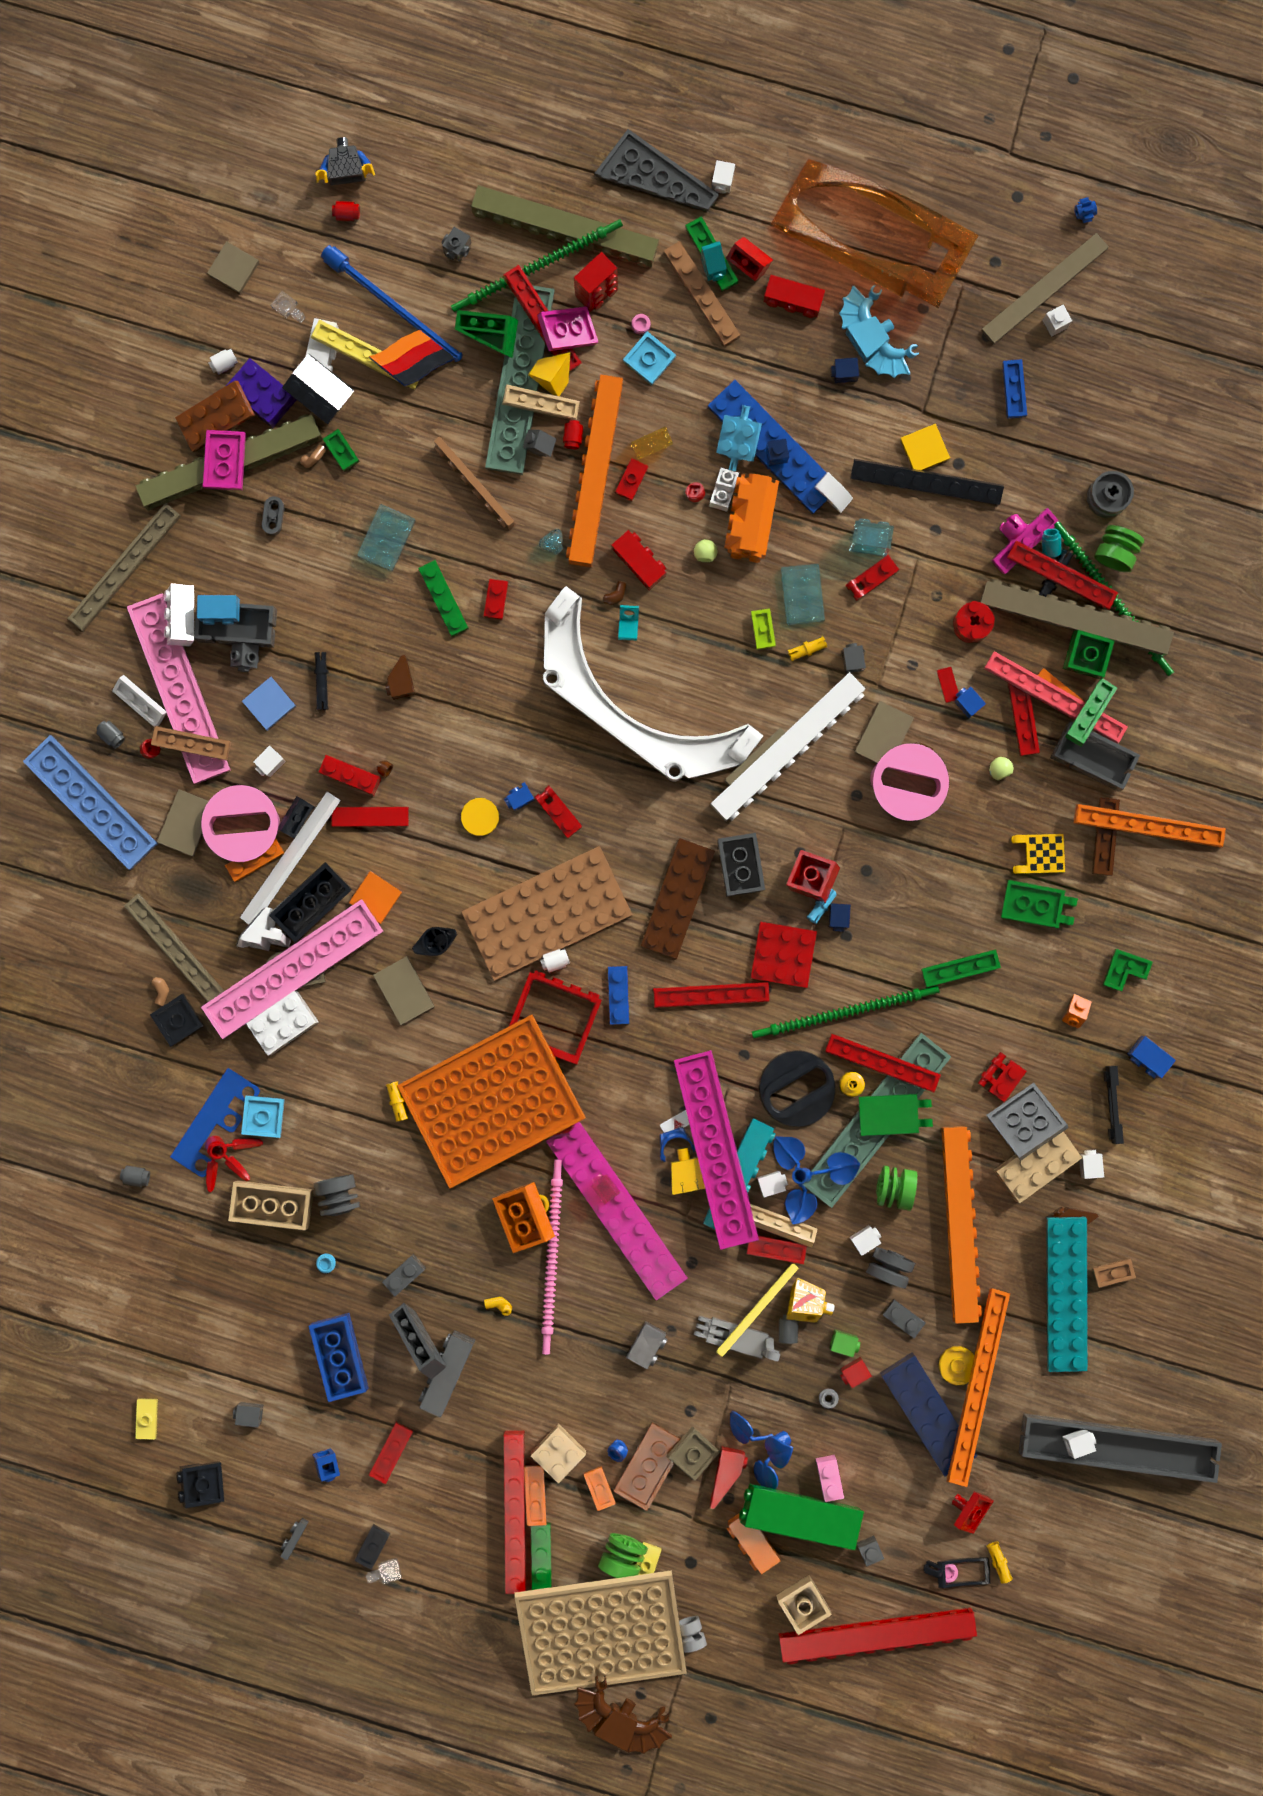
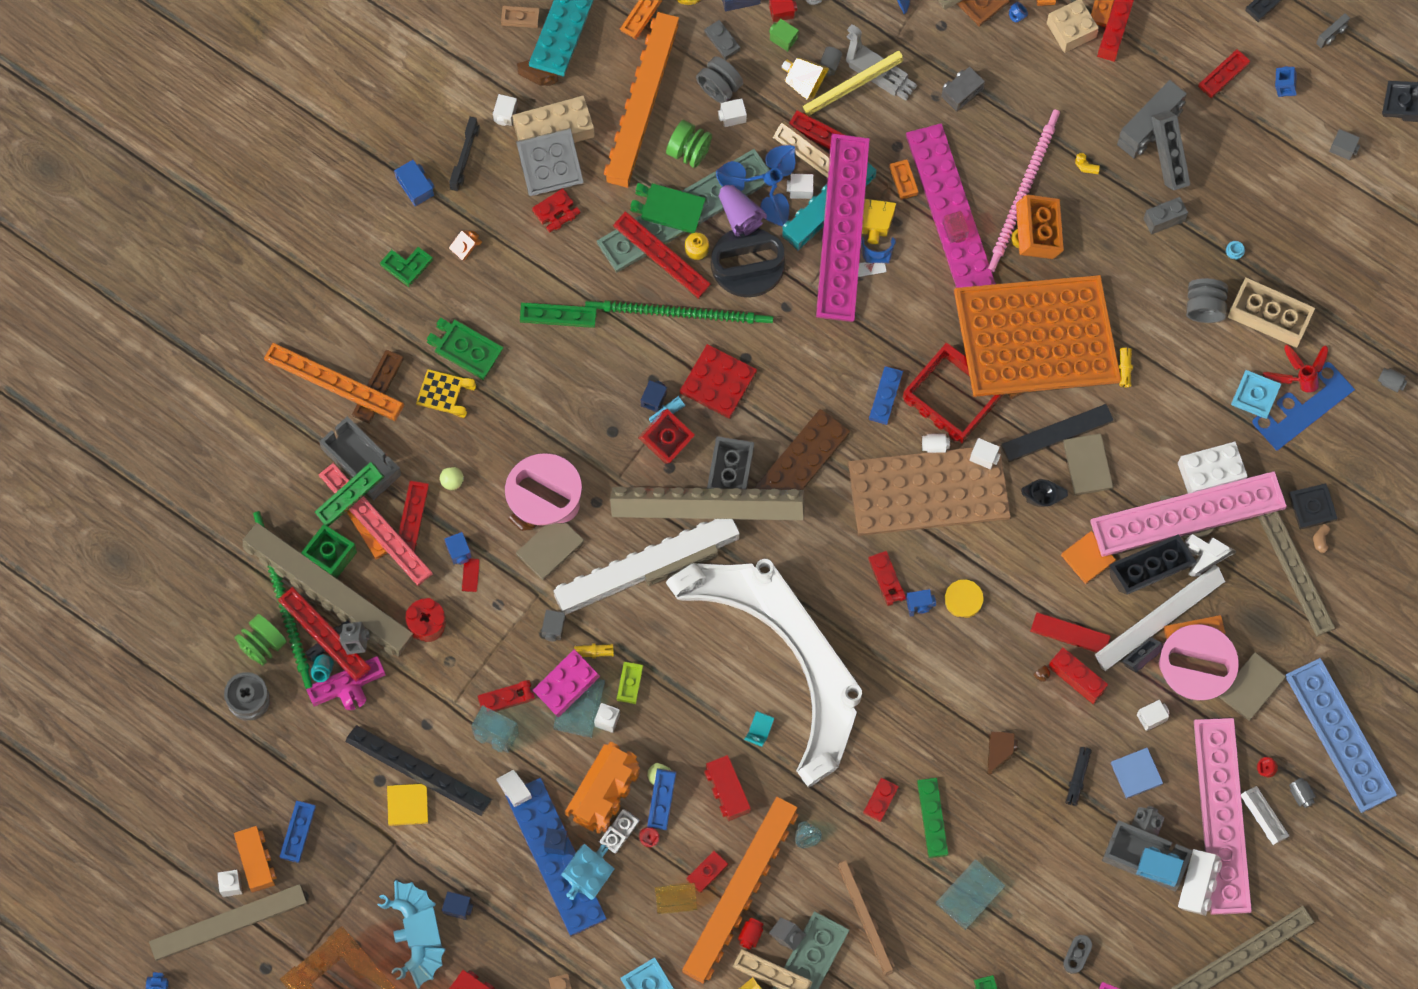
camera: 165 degrees left, 15 degrees down
(191, 743) = (1225, 754): medium nougat plate -> none
(338, 1357) = (1247, 164): blue brick -> none
(442, 1013) = (1057, 433): none -> black tile
(503, 961) = (985, 454): none -> white brick
(616, 596) = (760, 762): reddish brown arm -> none
(673, 1226) = (903, 179): none -> orange plate
(695, 527) = (661, 799): none -> blue tile
(711, 994) = (798, 368): red tile -> none
(750, 819) = (707, 503): none -> dark tan brick
(772, 587) = (607, 717): none -> white brick
(821, 605) = (566, 683): none -> dark pink plate
(822, 1132) = (740, 210): none -> medium lavender cone
(1033, 575) = (354, 638): none -> dark grey brick
(1043, 350) = (255, 859): none -> orange brick

